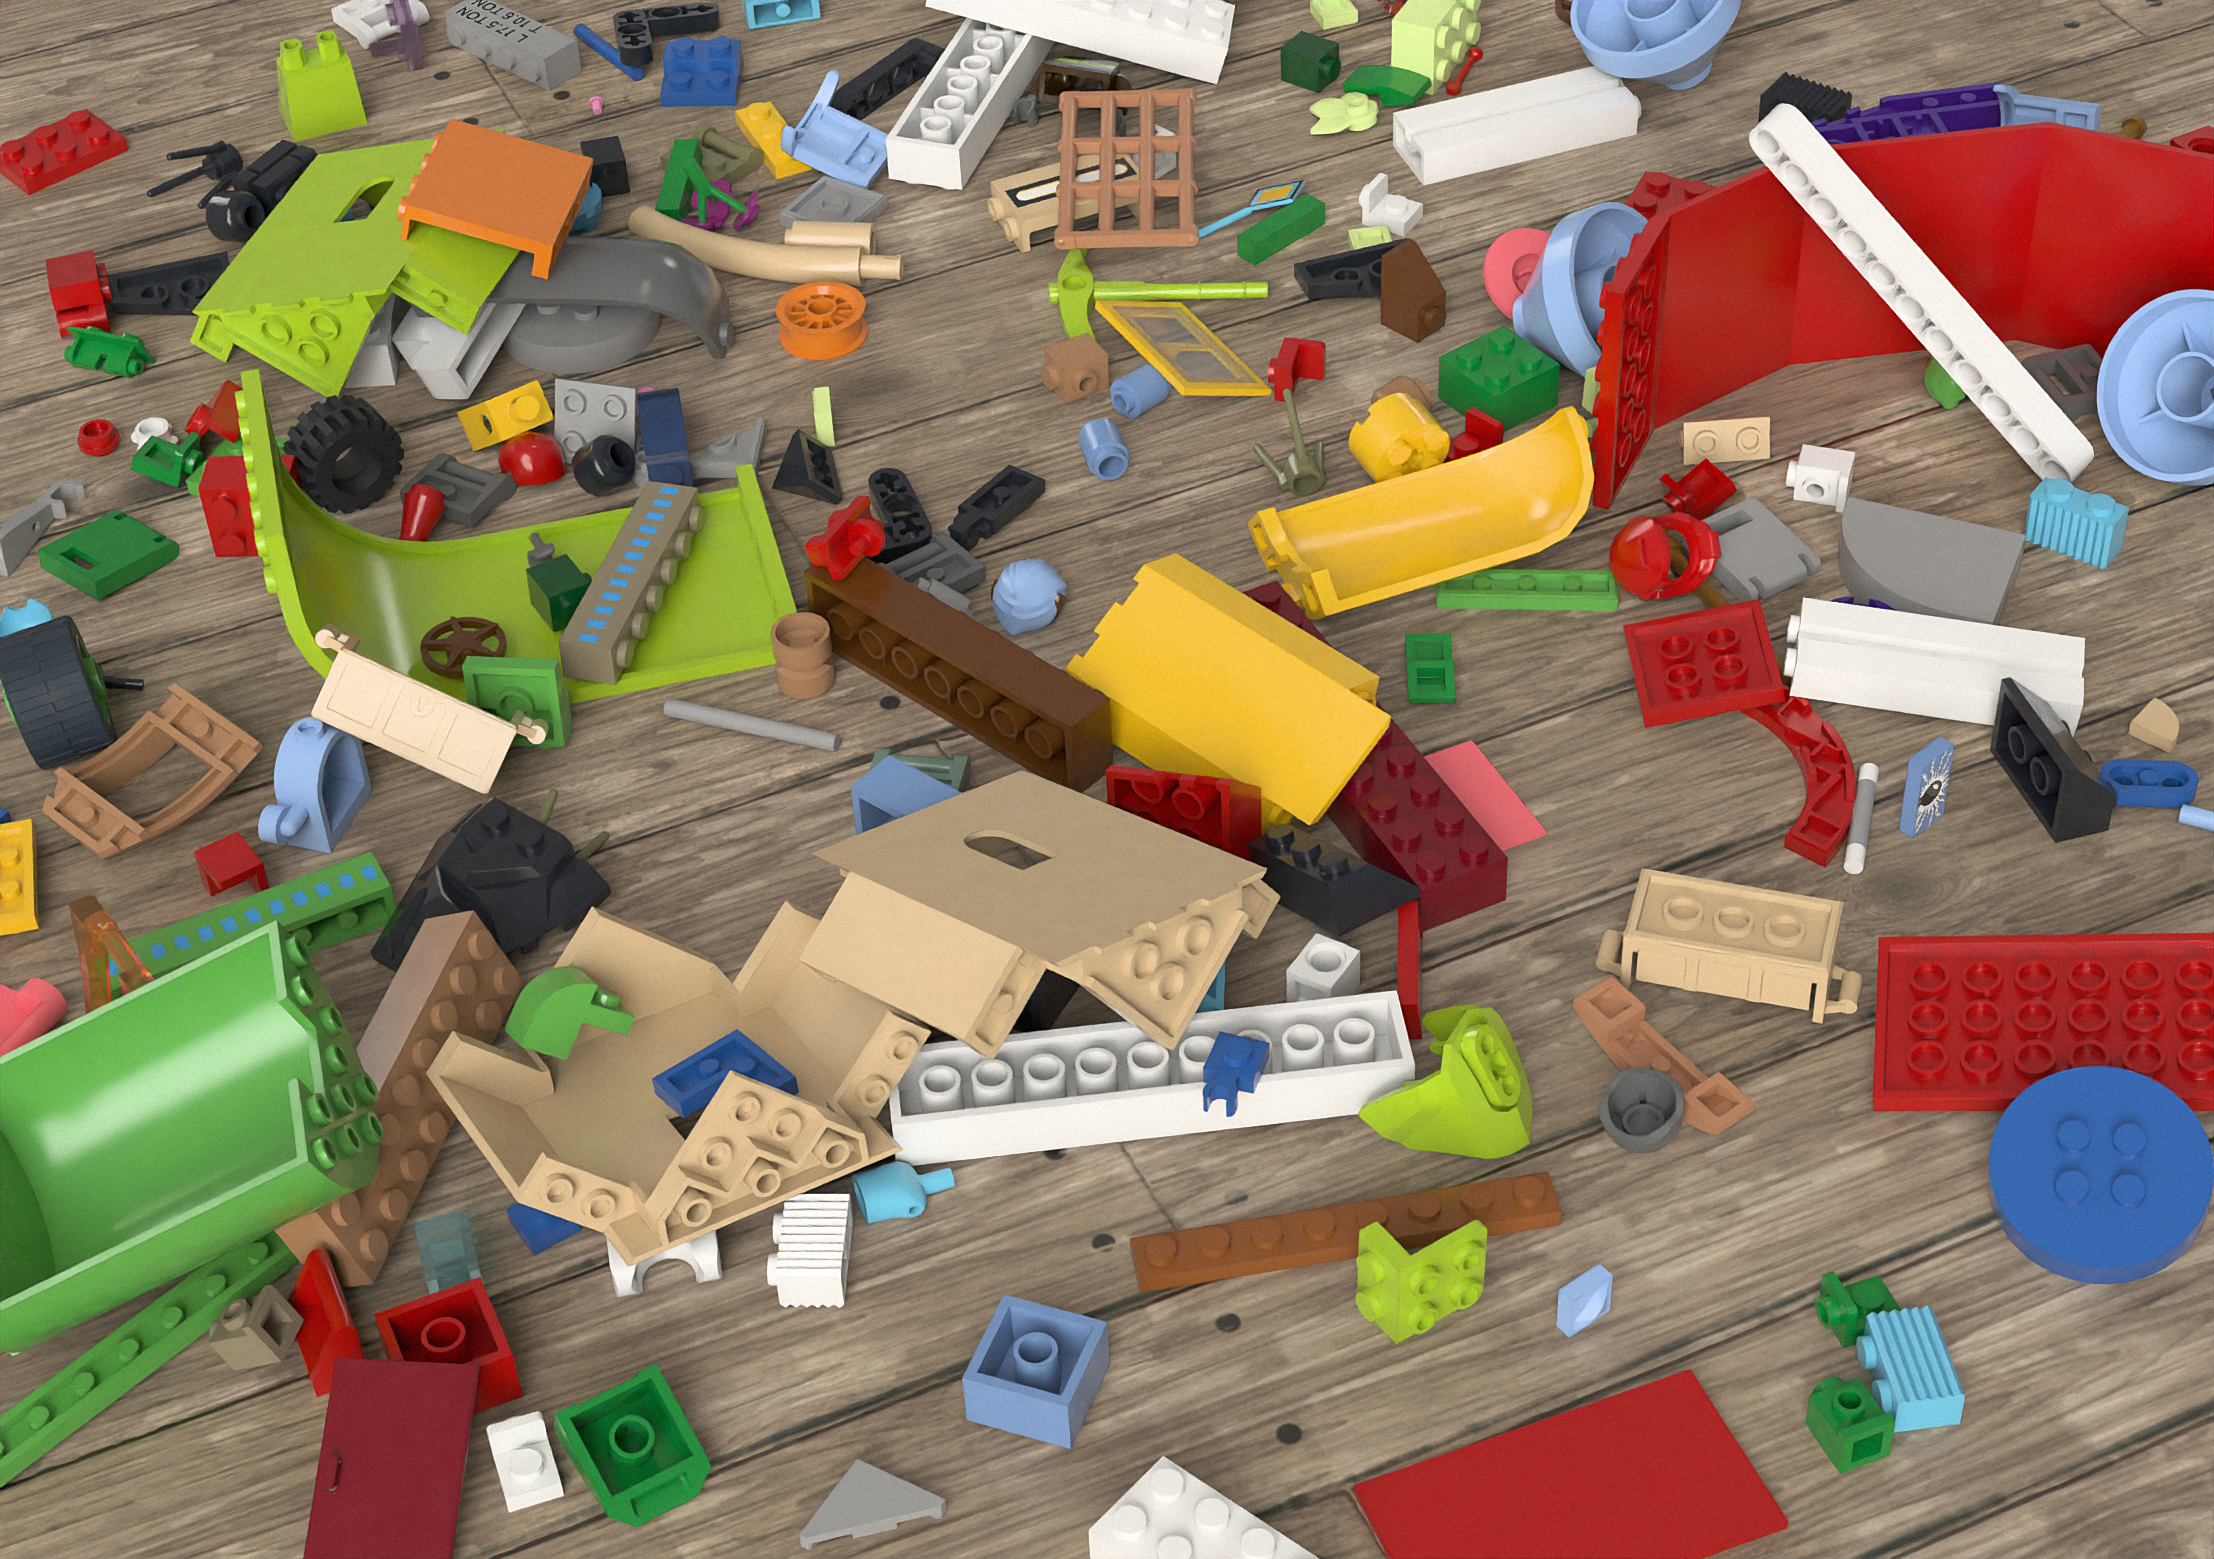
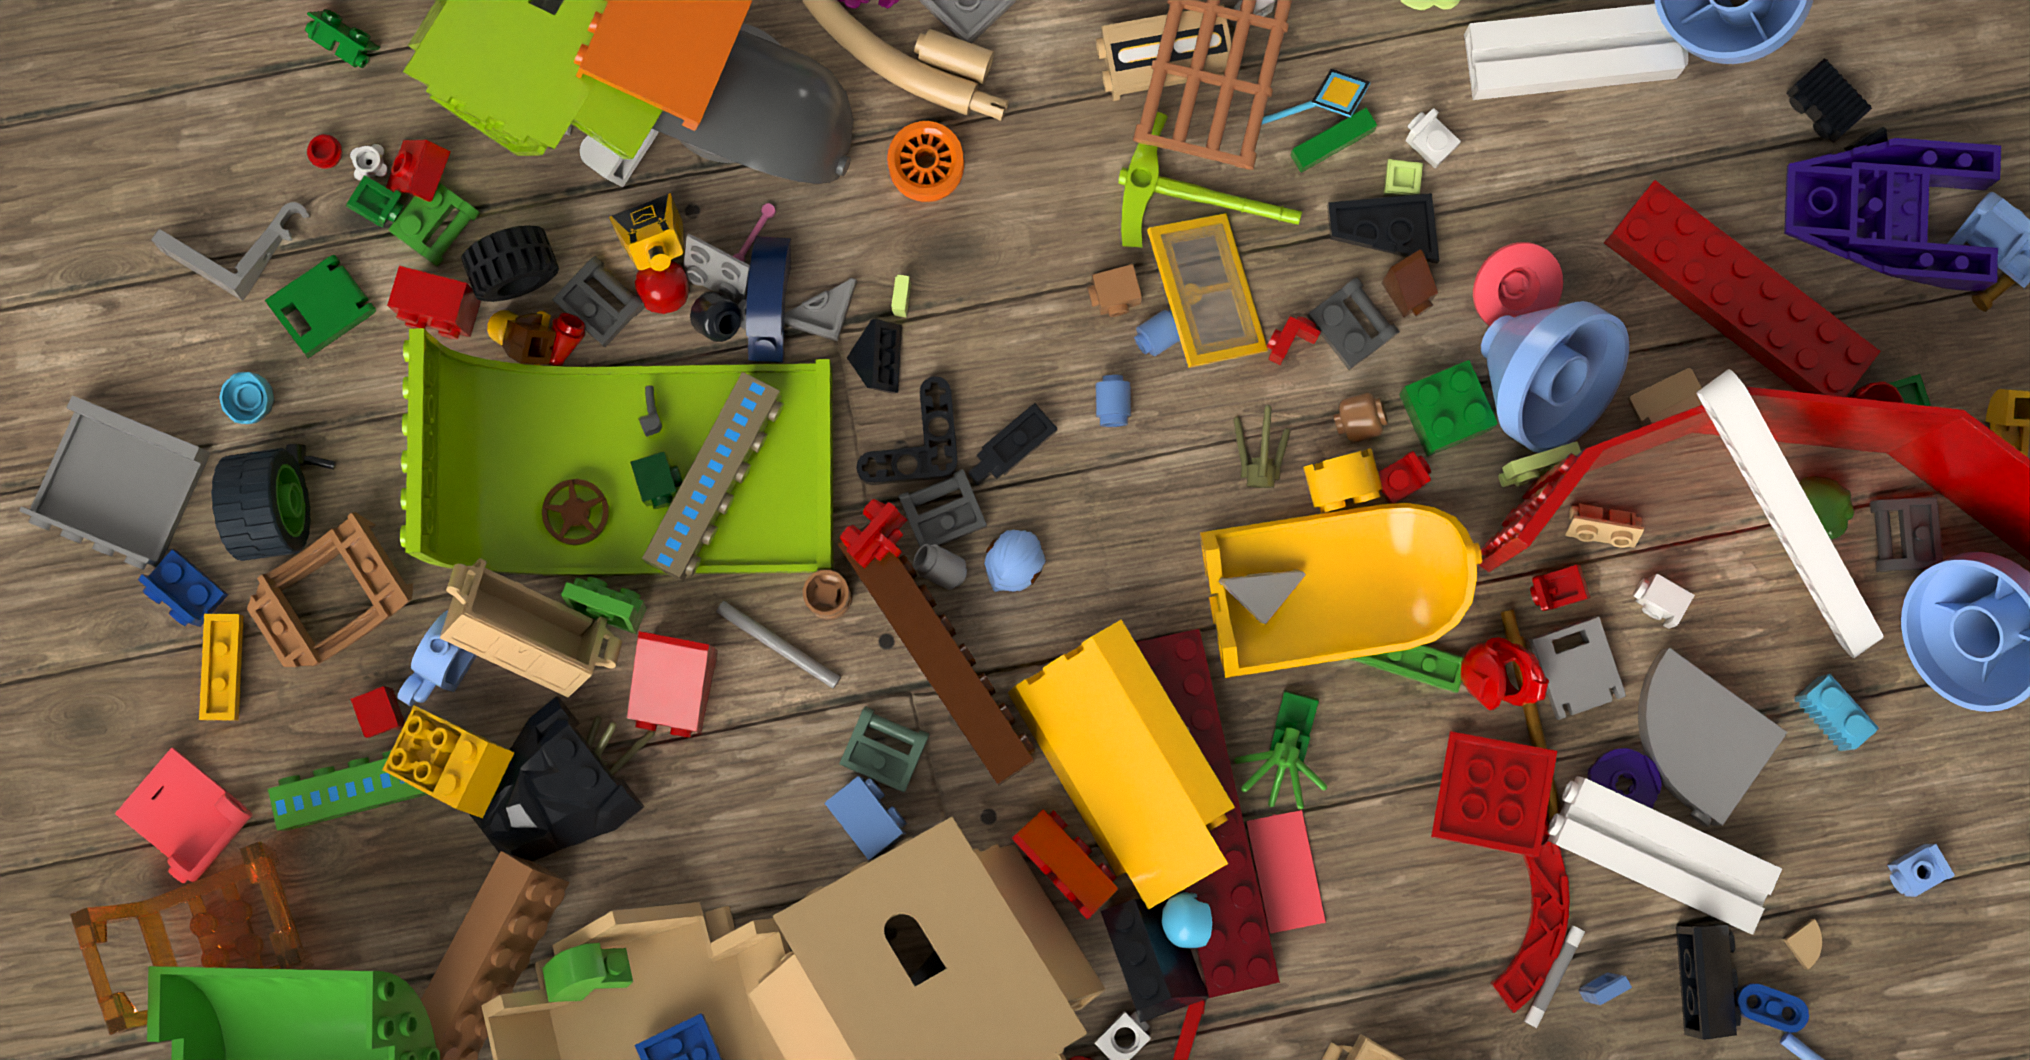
camera: 15 degrees right, 40 degrees up
(341, 864) = (448, 762): none -> yellow slope
(376, 509) = (523, 336): none -> reddish brown piece
(620, 757) = (670, 683): none -> slope
(1339, 551) = (1263, 592): none -> light grey tile
(1359, 361) = (1344, 331): none -> dark grey plate
(1363, 815) = (1187, 921): none -> medium azure hair
(1428, 674) = (1286, 756): none -> bright green plant

